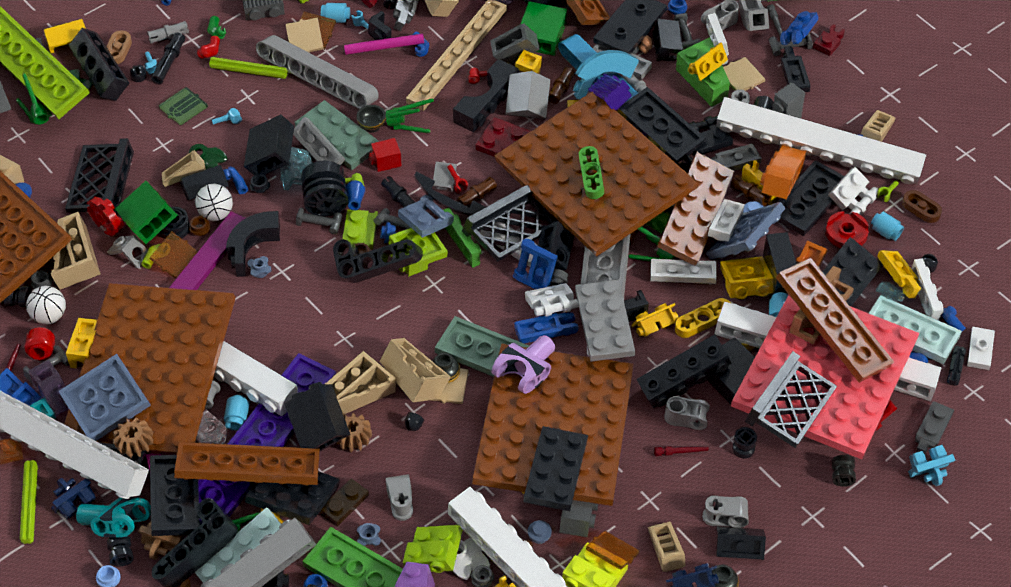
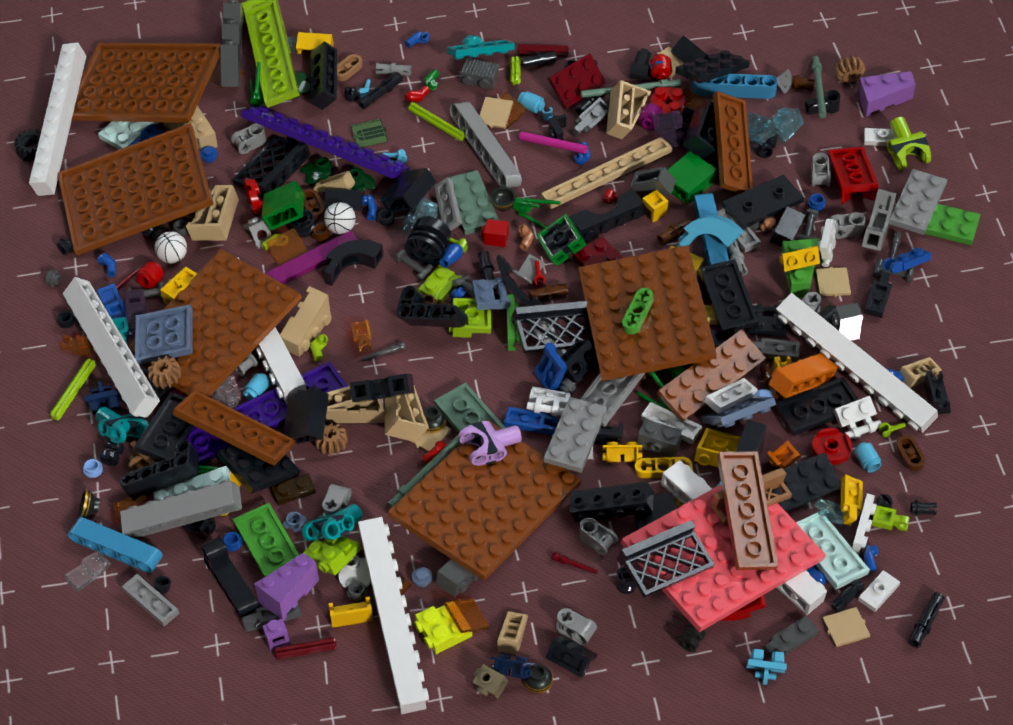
camera: 30 degrees right, 0 degrees up
(57, 158) = (250, 138): none -> light grey piece
(138, 130) = (325, 142): none -> dark purple plate
(152, 165) = (317, 170): none -> dark green plate
(174, 197) = (314, 204): none -> reddish brown plate
(250, 319) = (307, 323): none -> tan wedge
(261, 271) = (344, 282): sand blue plate -> none
(272, 343) = (317, 346): none -> lime arm
(313, 310) = (362, 334): none -> clear orange plate
(353, 315) = (401, 346): none -> dark grey piece
(388, 353) = (382, 388): none -> black arch
(413, 421) = (382, 451): black hinge -> none
(417, 146) = (527, 236): none -> nougat arm
(422, 517) = (333, 525): none -> teal connector
(459, 135) = (561, 239): none -> piece
(464, 452) = (404, 489): none -> sand green bar
(471, 394) = (439, 446): none -> red arm
(528, 95) = (639, 229): light grey slope -> none
(555, 468) = (454, 531): black plate -> none
(611, 90) = (701, 251): dark purple brick -> none
(685, 290) = (659, 438): none -> dark grey brick
(829, 42) = (927, 282): dark red plate -> none
(901, 137) = (936, 392): none -> black hinge
(945, 277) = (887, 518): none -> lime plate
(962, 254) = (923, 508): none -> black pin
(973, 396) = (846, 627): none -> tan piece

